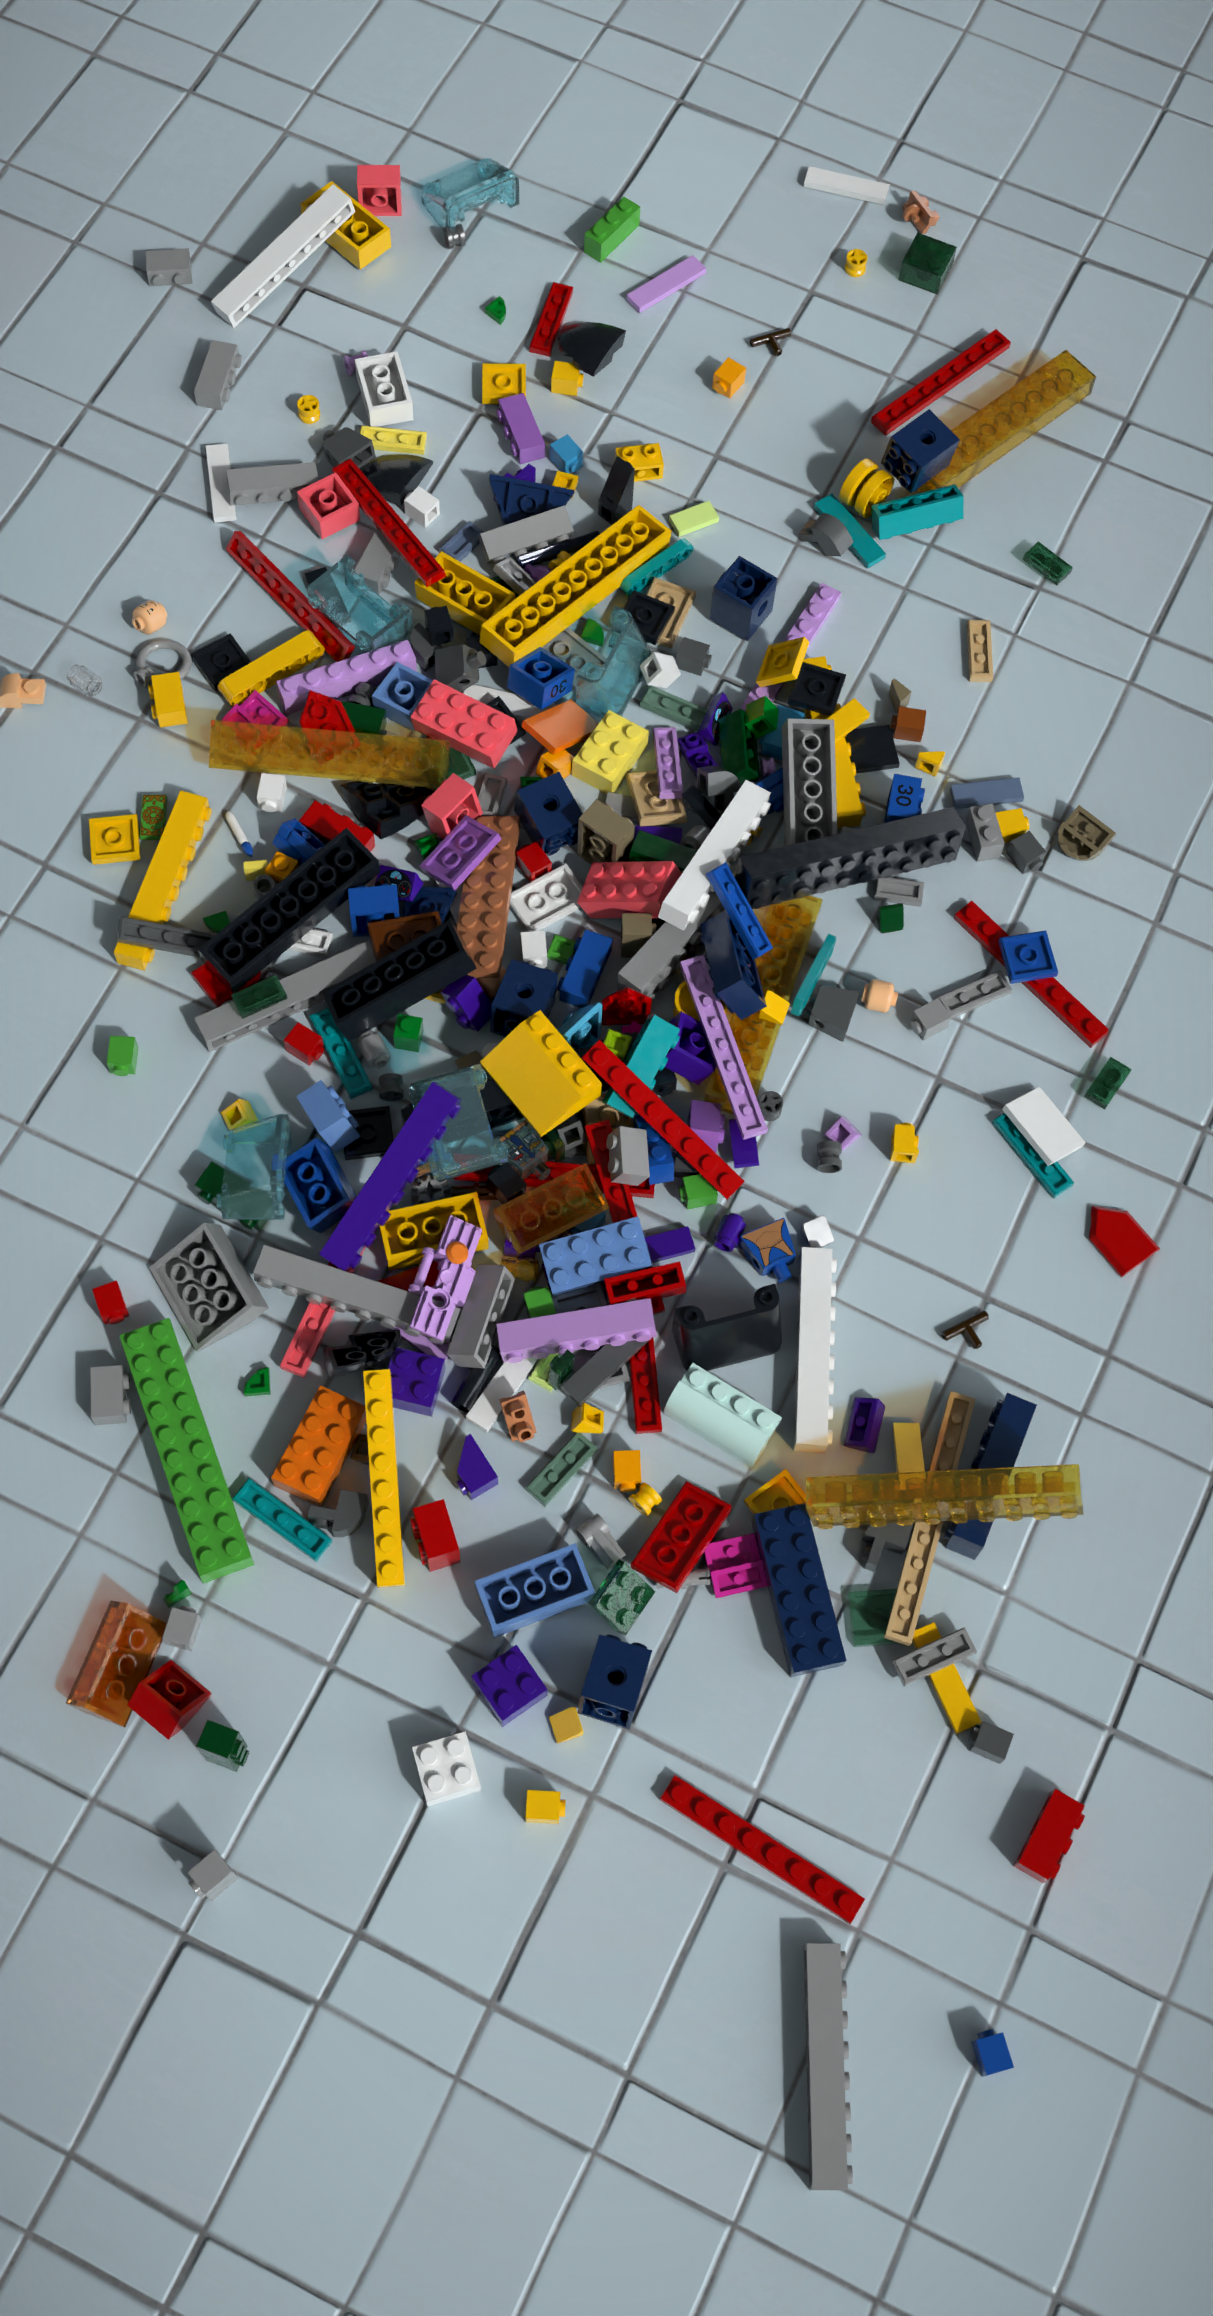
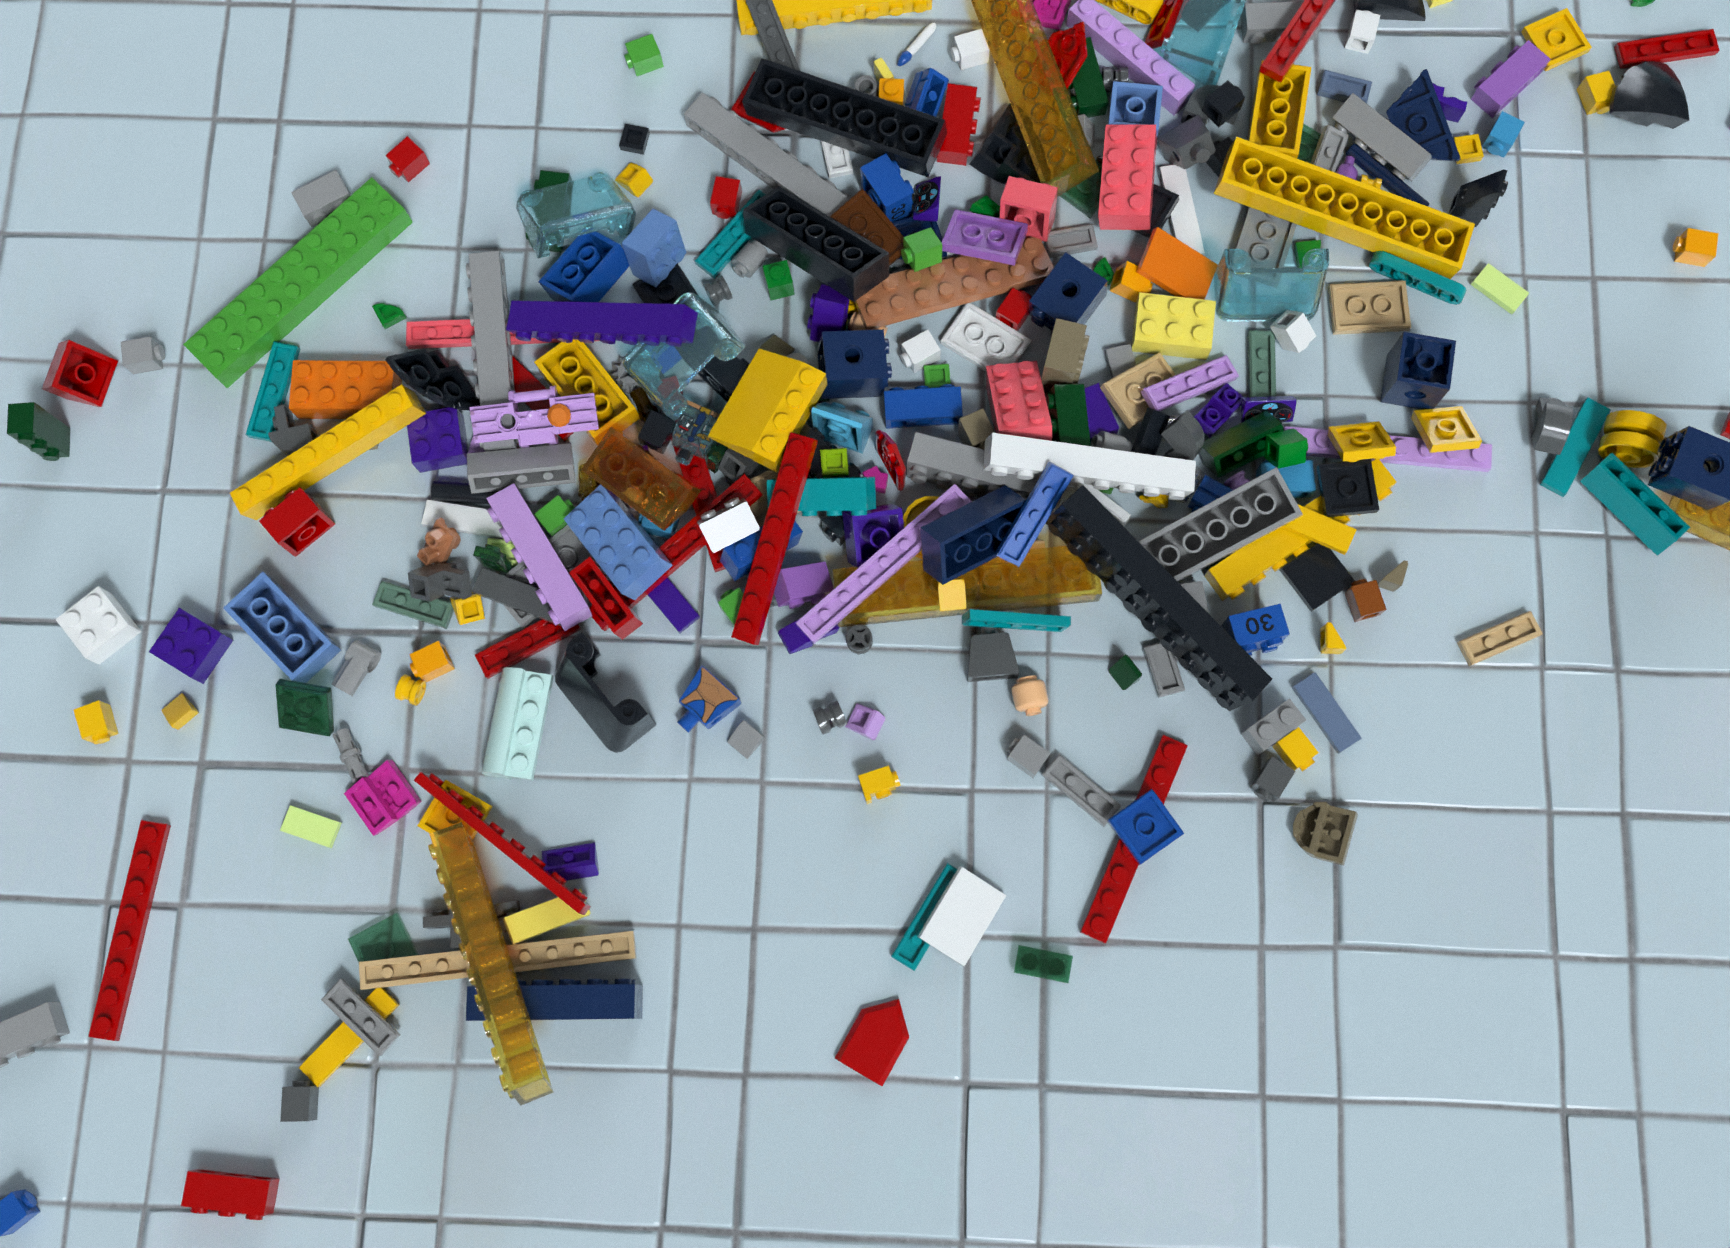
camera: 75 degrees right, 10 degrees up
(117, 1662) = (93, 317): clear orange slope -> none
(180, 1592) = (173, 338): green tile -> none
(199, 1099) = (634, 139): none -> black tile
(208, 1286) = (458, 224): light grey slope -> none
(216, 921) = (817, 68): green tile -> none
(259, 996) = (744, 133): clear green plate -> none
(449, 901) = (922, 249): none -> bright green brick
(474, 1470) = (379, 528): dark purple slope -> none
(540, 678) = (1219, 222): blue brick -> none
(553, 1428) = (439, 580): none -> dark grey brick
(614, 1681) = (236, 738): dark blue brick -> none
(645, 459) = (1535, 206): yellow brick -> none
(649, 615) = (1350, 291): black tile -> none
(681, 1537) = (386, 737): red tile -> none
(693, 656) = (1329, 356): dark grey brick -> none
(729, 1232) = (707, 655): dark purple brick -> none
(734, 1641) = (310, 826): none -> yellowish green tile
(796, 604) = (1446, 429): none -> yellow plate
(798, 1590) = (369, 865): dark blue brick -> none
(813, 1350) = (620, 783): white brick -> none
(838, 1458) = (512, 848): none -> red plate
(967, 1328) = (711, 922): dark brown piece -> none
(1047, 563) = (1651, 666): clear green plate -> none

